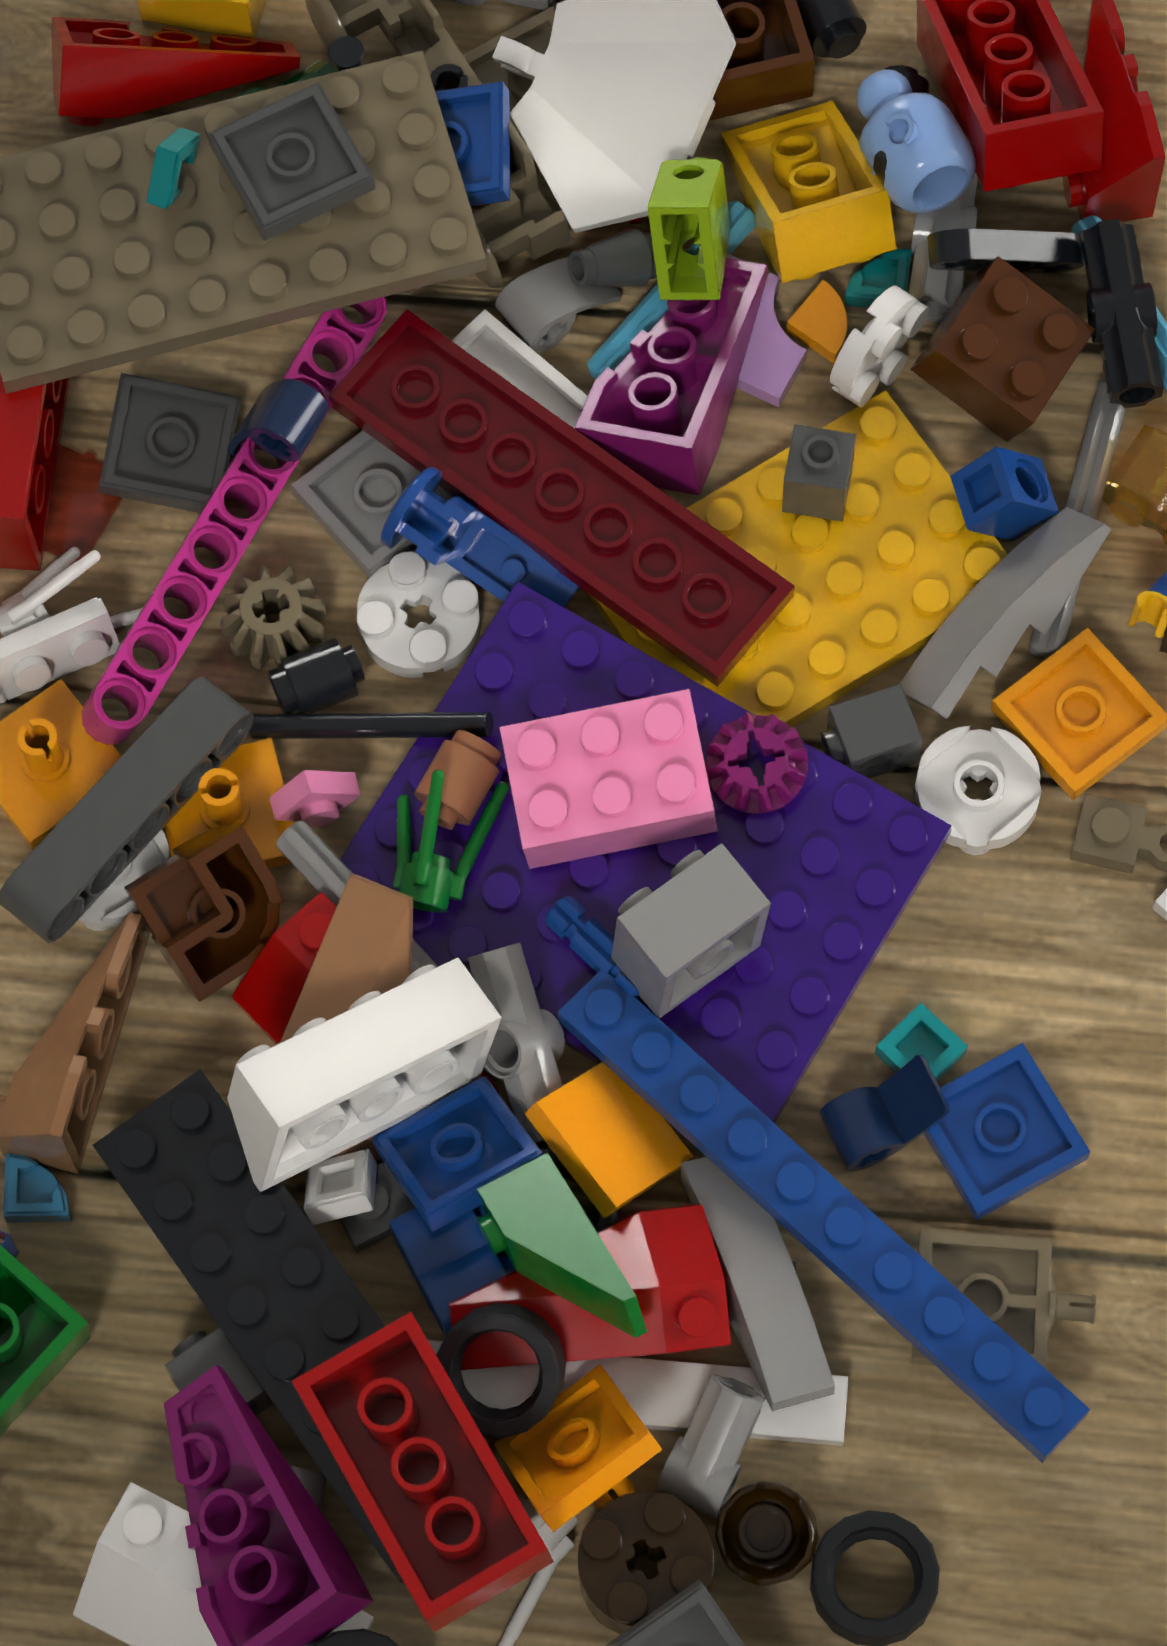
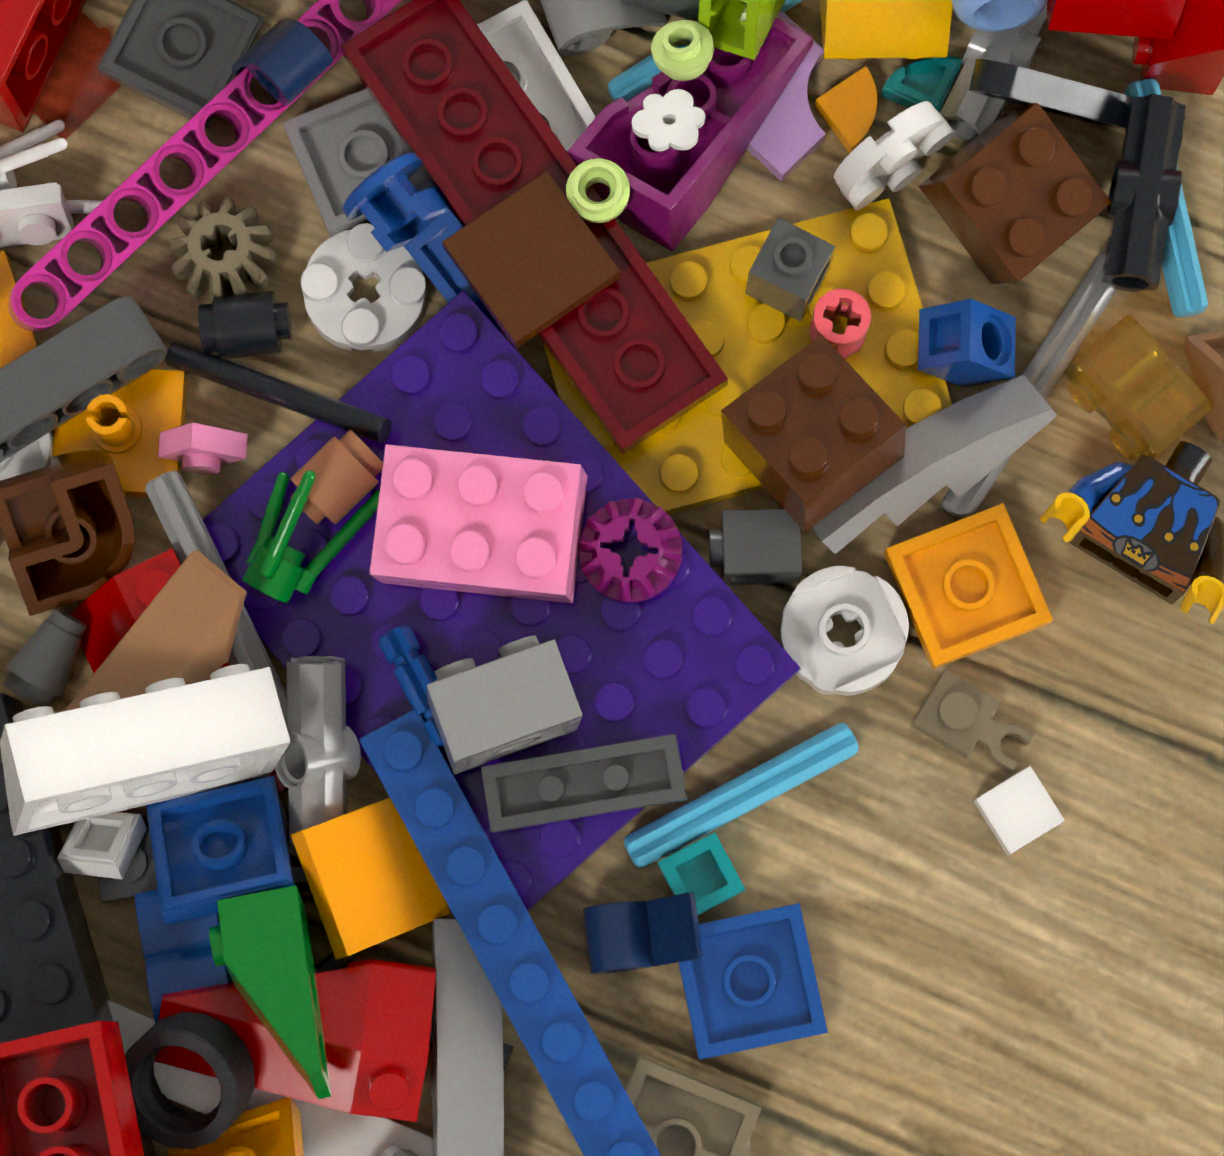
camera: 15 degrees right, 10 degrees up
(227, 1033) = (46, 659): none -> dark grey cone
(575, 531) = (531, 259): none -> reddish brown tile
(611, 435) = (594, 172): none -> yellowish green plate
(651, 308) = (685, 62): none -> yellowish green plate
(662, 371) = (669, 121): none -> white plant
(785, 986) = (584, 783): none -> dark grey plate
(892, 608) = (813, 433): none -> reddish brown brick
(895, 498) = (857, 324): none -> coral bush
(932, 966) = (741, 795): none -> medium azure axle

